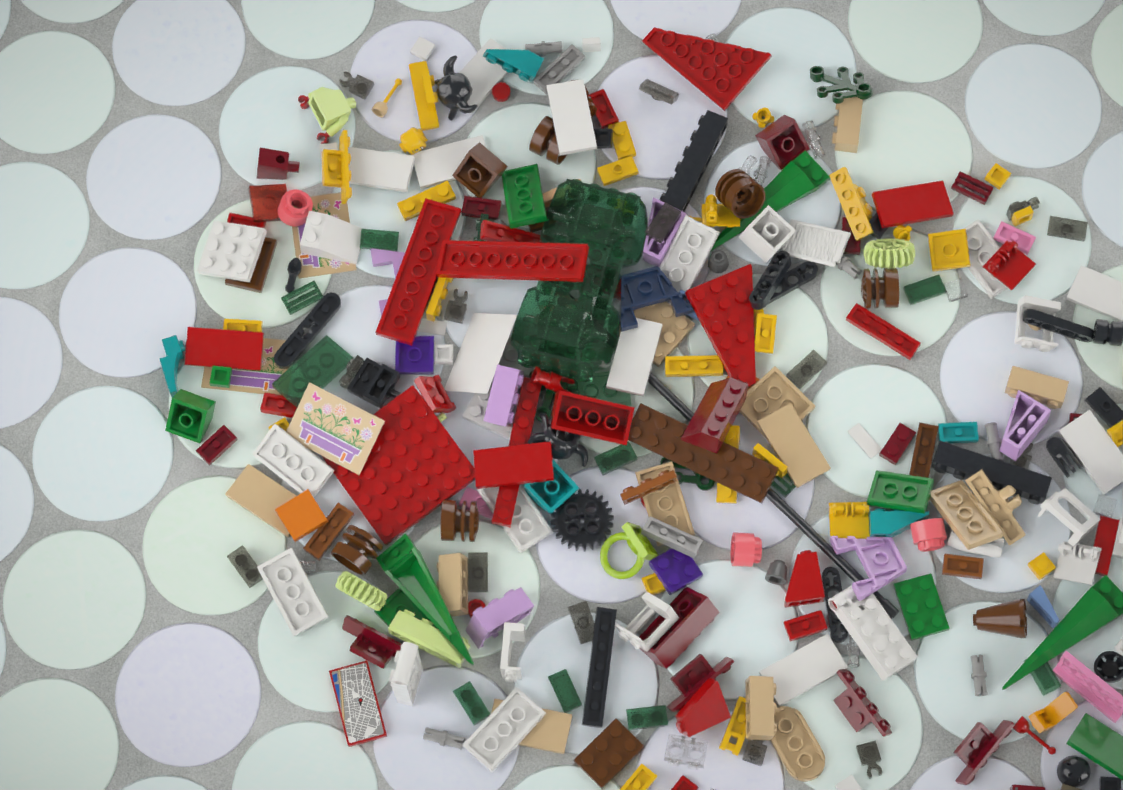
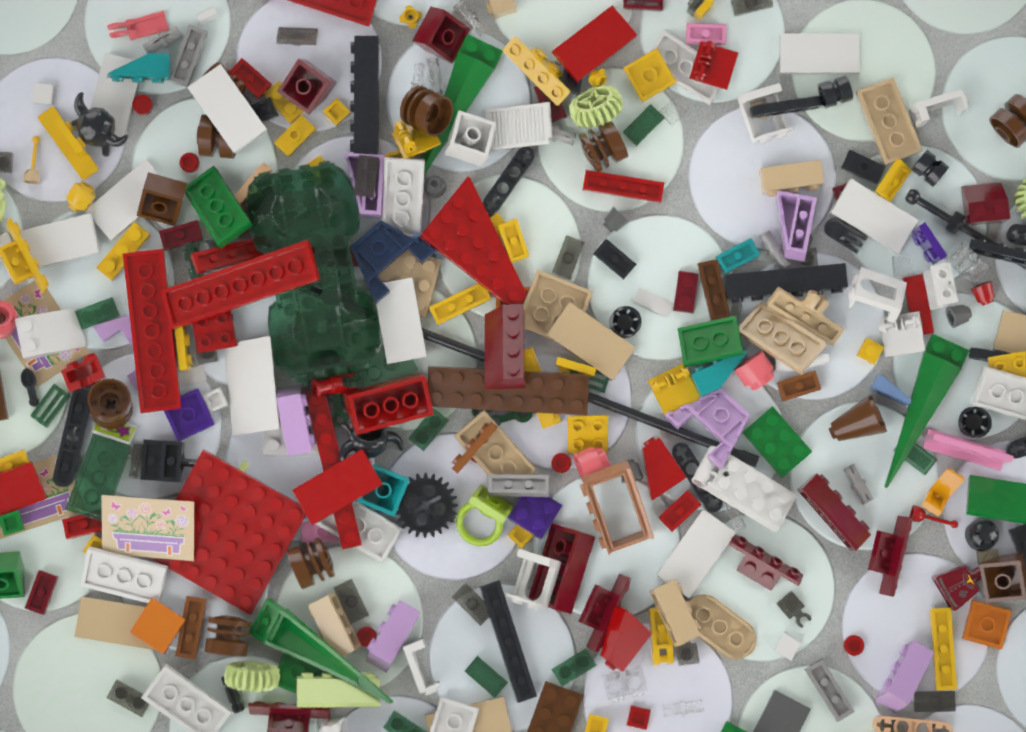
camera: 30 degrees left, 15 degrees up
(335, 606) = (233, 697): none -> black axle
(343, 283) = (83, 374): none -> red cylinder
(346, 340) = (124, 434): none -> slope
(353, 314) = (114, 394): none -> reddish brown wheel
(434, 394) = (224, 450): red plate -> none
(471, 295) = (215, 333): none -> red hinge
(517, 153) = (189, 162): none -> red plate
(528, 30) = (140, 27): none -> coral arm
(647, 133) = (306, 86): none -> dark red slope
(662, 167) = (336, 112): none -> yellow tile
(719, 539) = (561, 463): none -> red tile
(729, 582) = (606, 474): none -> nougat window
(755, 519) = (587, 432): none -> yellow hinge
(766, 279) = (497, 184): black beam -> none
(832, 444) = (625, 321): none -> black helmet
(847, 388) = (614, 259): none -> black plate
(862, 356) = (615, 220): none -> dark grey hat
(944, 687) = (834, 512): none -> dark red slope

